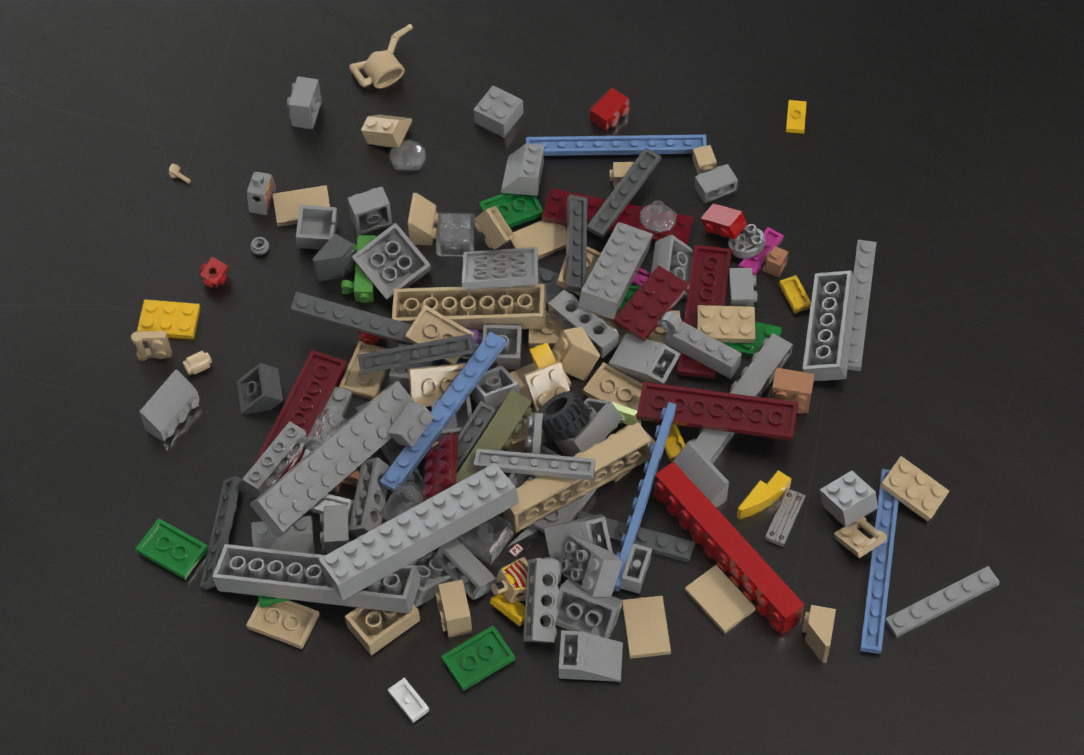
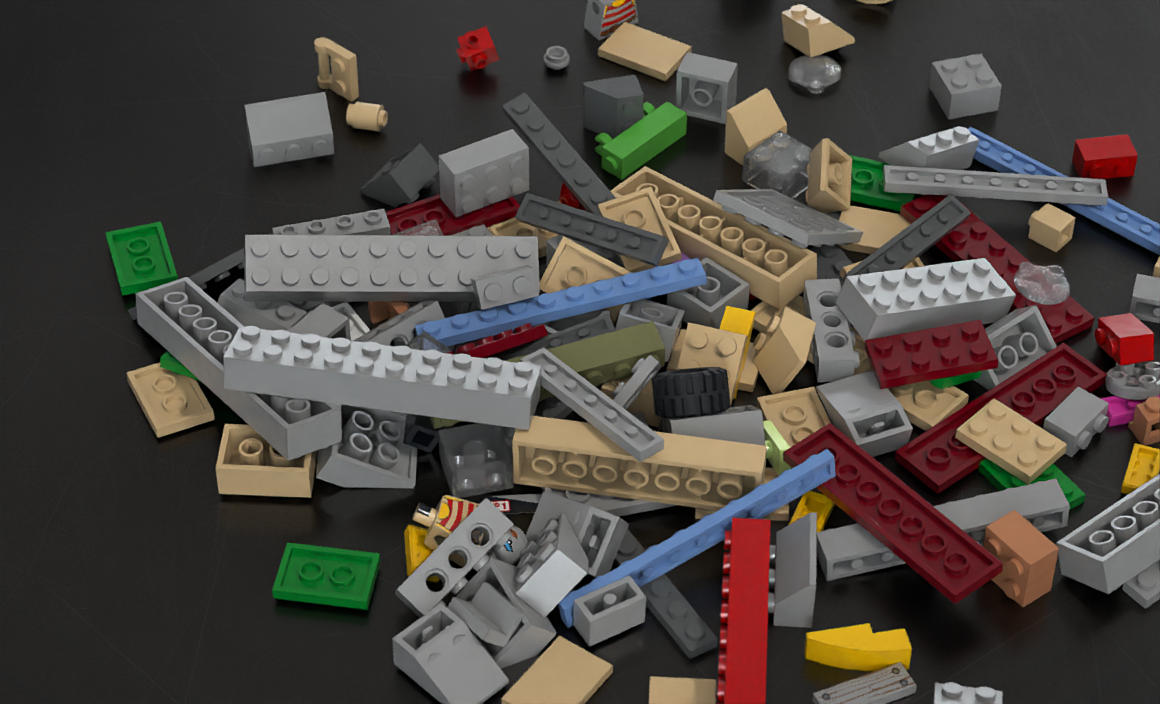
camera: 40 degrees right, 15 degrees down
(175, 318) = (390, 67): yellow plate -> none
(315, 226) = (636, 58): light grey piece -> none
(316, 357) = (484, 172): none -> light grey brick
(392, 261) = (676, 142): light grey slope -> none
(408, 700) = (203, 561): white plate -> none
(454, 609) = (353, 503): tan brick -> none
(463, 565) = (413, 474): light grey brick -> none
(579, 171) = (995, 185): none -> light grey plate
(586, 617) = (488, 615): none -> light grey panel
(623, 193) = (1024, 234): dark grey plate -> none
(700, 345) = (947, 436): light grey hinge -> none

